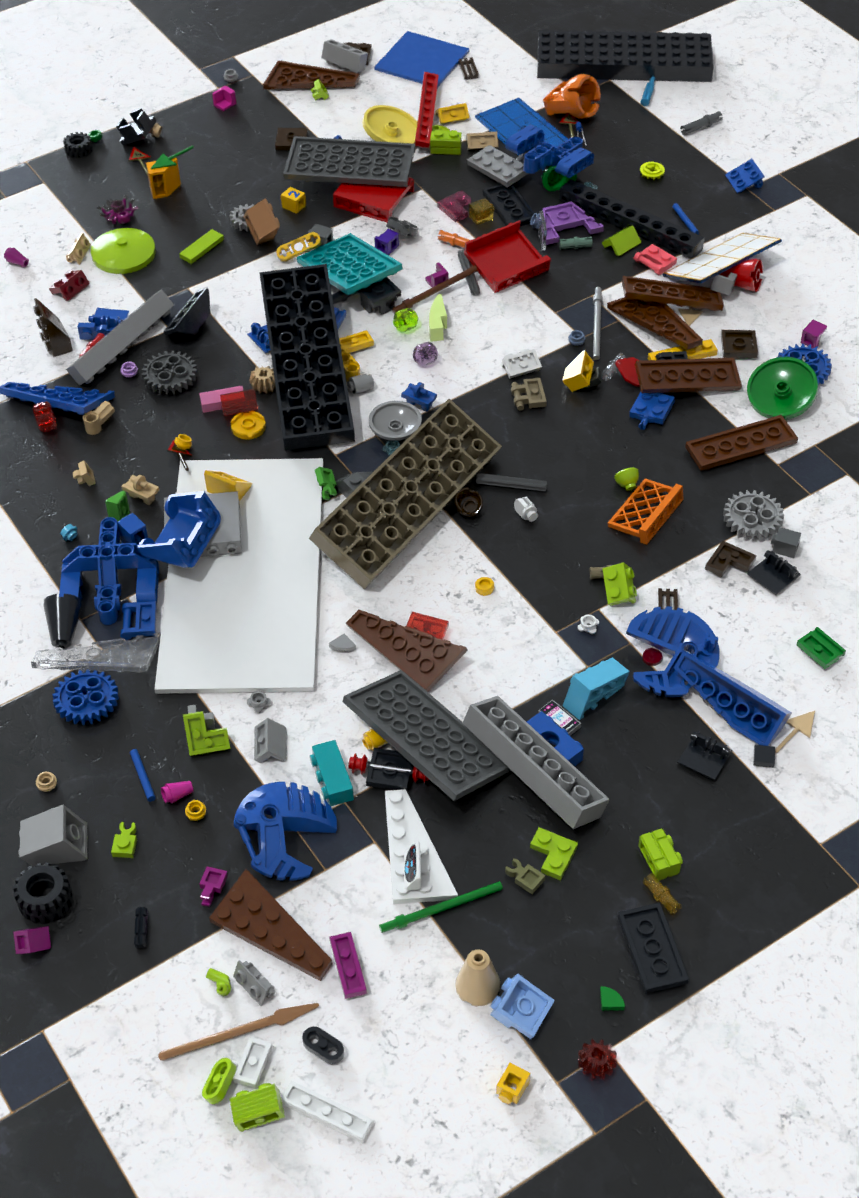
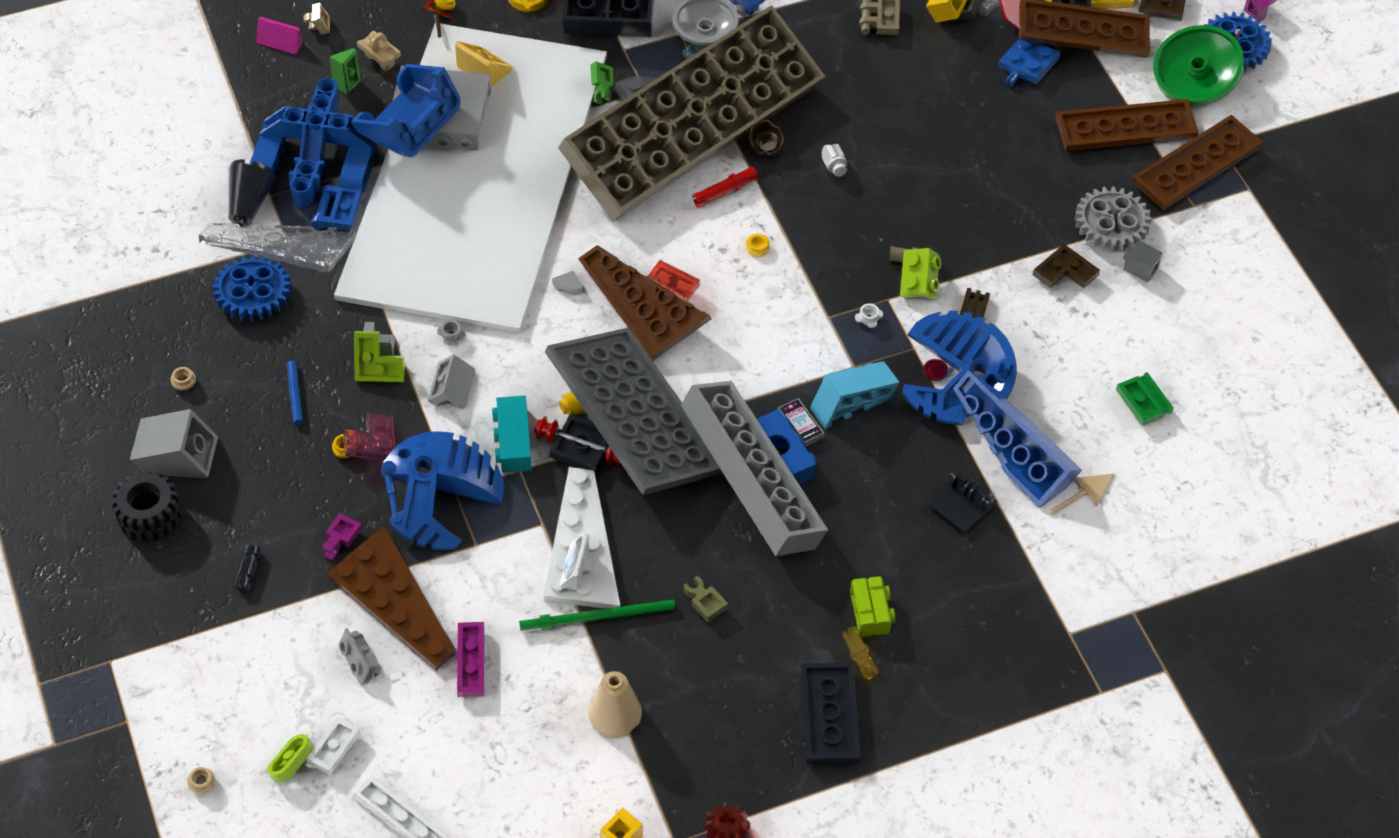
camera: 10 degrees right, 5 degrees up
(32, 940) = (122, 557): magenta panel -> none
(55, 492) = (278, 35): none -> dark pink slope
(69, 532) = (282, 87): medium azure plate -> none
(124, 844) = (254, 468): lime plate -> none
(132, 529) = (353, 98): blue brick -> none
(144, 1111) = (198, 774): none -> tan plate
(174, 791) = (327, 419): dark pink cone -> none
(220, 802) = (374, 443): none -> clear pink plate
(222, 981) = (323, 646): lime arm -> none
(257, 1107) = (324, 796): lime brick -> none
(280, 1017) = (378, 702): medium nougat piece -> none
(325, 1044) = (420, 744): black plate -> none
(452, 541) = (732, 183): none -> red pin
(512, 482) = (827, 122): dark grey axle -> none
(521, 1006) = (656, 747): light blue plate -> none
(559, 852) = (753, 578): lime plate -> none
(610, 999) = (763, 762): green tile -> none
(627, 478) = (970, 144): lime brick -> none
(658, 514) = (995, 197): orange fence -> none
(764, 756) = (1033, 515): black tile -> none
(774, 572) = (1116, 295): black hinge -> none
(803, 461) = (1197, 162): none -> reddish brown plate

